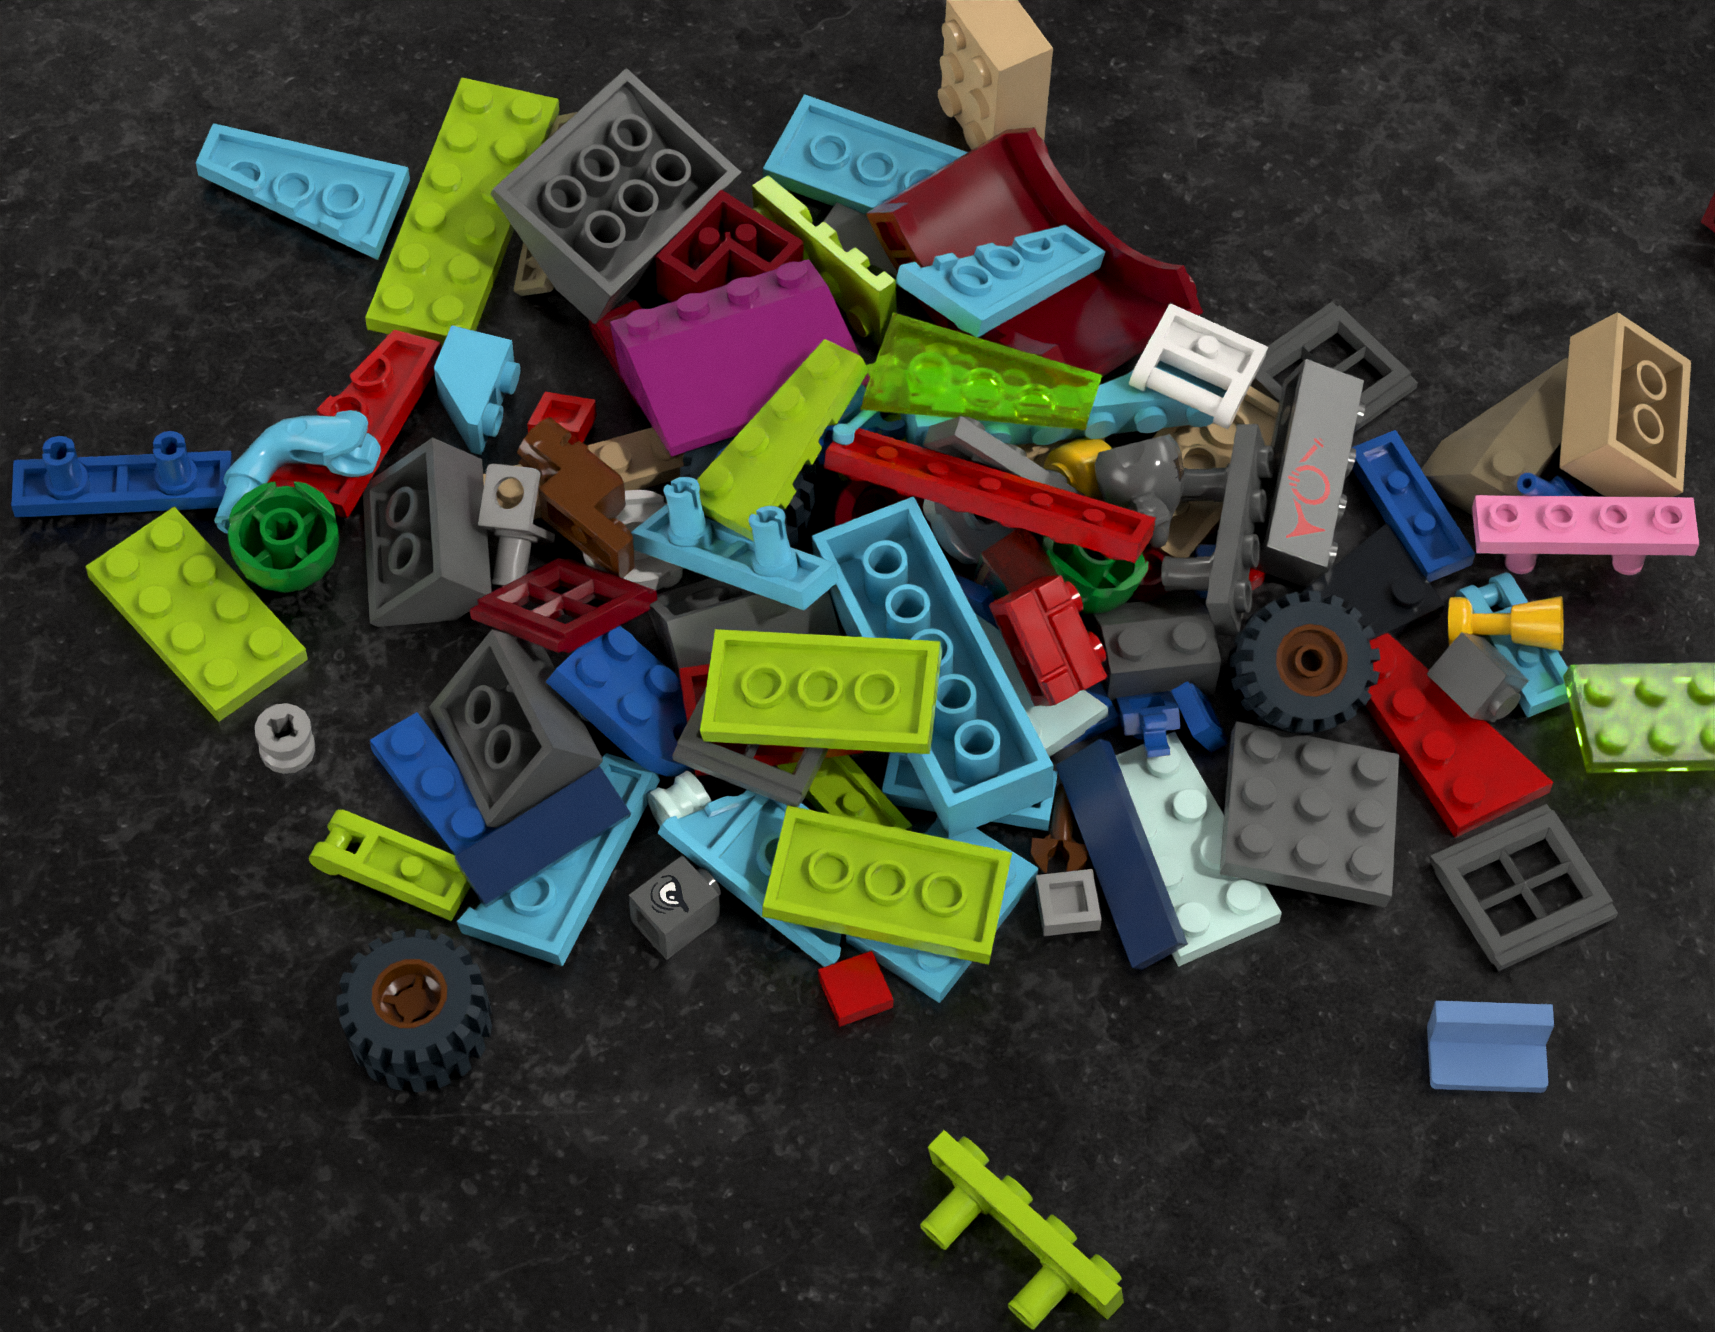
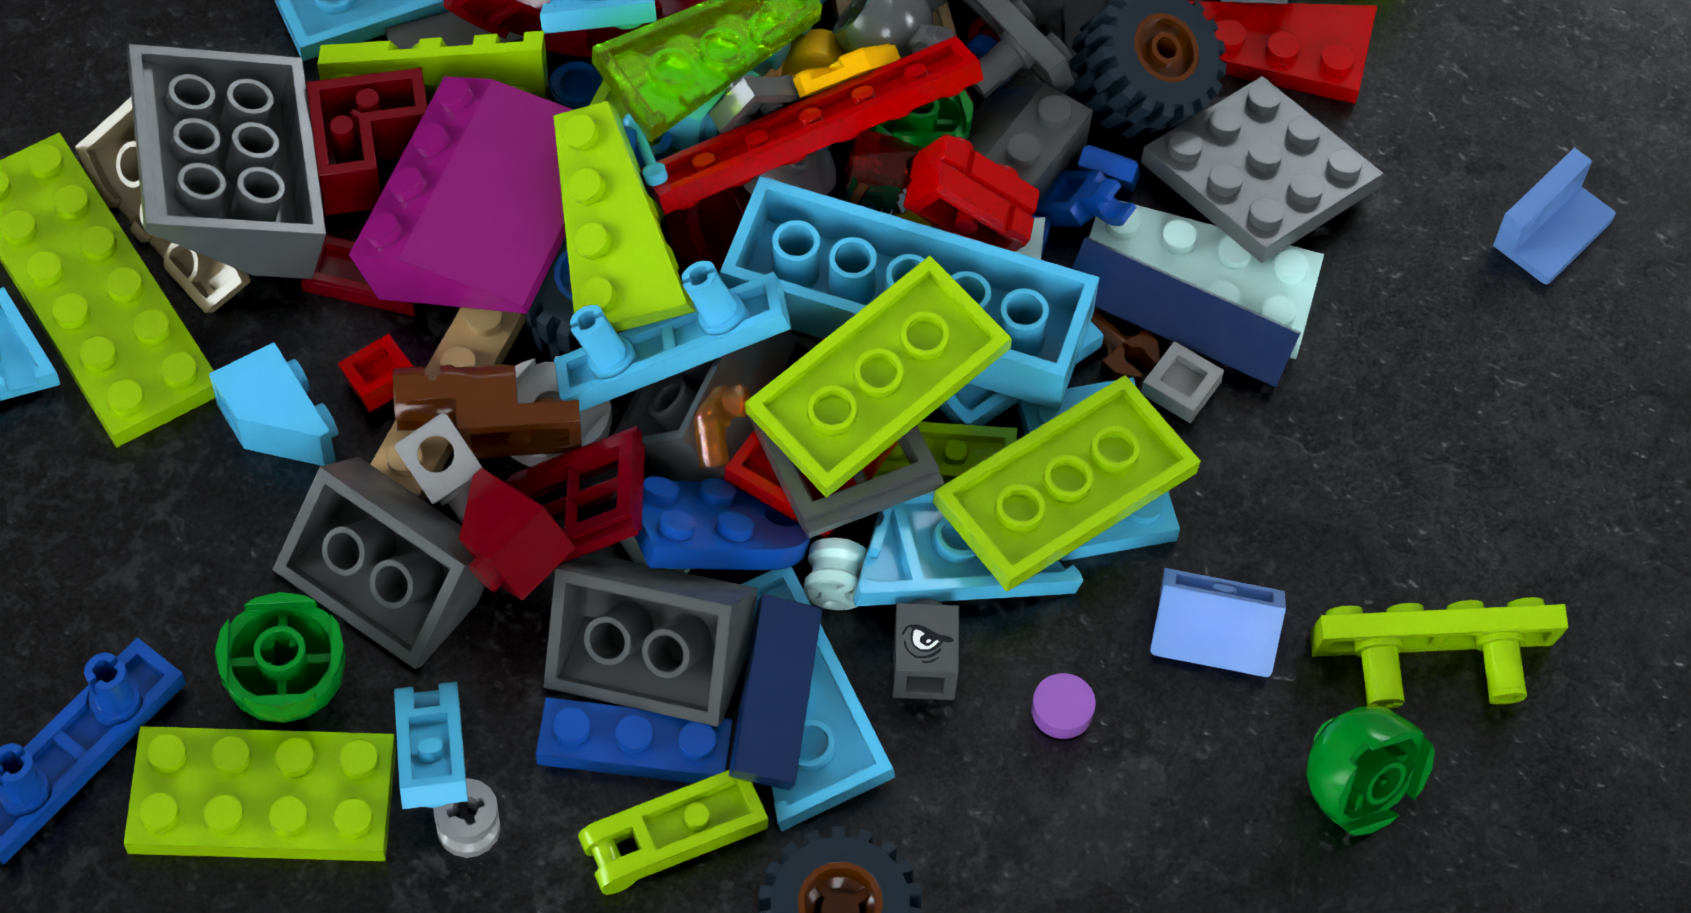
camera: 50 degrees left, 0 degrees up
(306, 669) = (430, 747): none -> medium azure plate
(327, 441) = (233, 544): medium azure piece -> none
(385, 392) = (211, 527): red wing -> none
(486, 582) = (510, 537): none -> dark red slope
(695, 629) = (712, 421): none -> clear orange arm
(724, 1029) = (1063, 706): none -> medium lavender tile
(854, 1257) = (1366, 766): none -> green cylinder
(855, 988) = (1114, 585): red tile -> none
(890, 1073) = (1218, 622): none -> medium blue panel
(1058, 476) = (846, 68): none -> yellow tile
(1547, 929) = (1488, 105): dark grey piece -> none

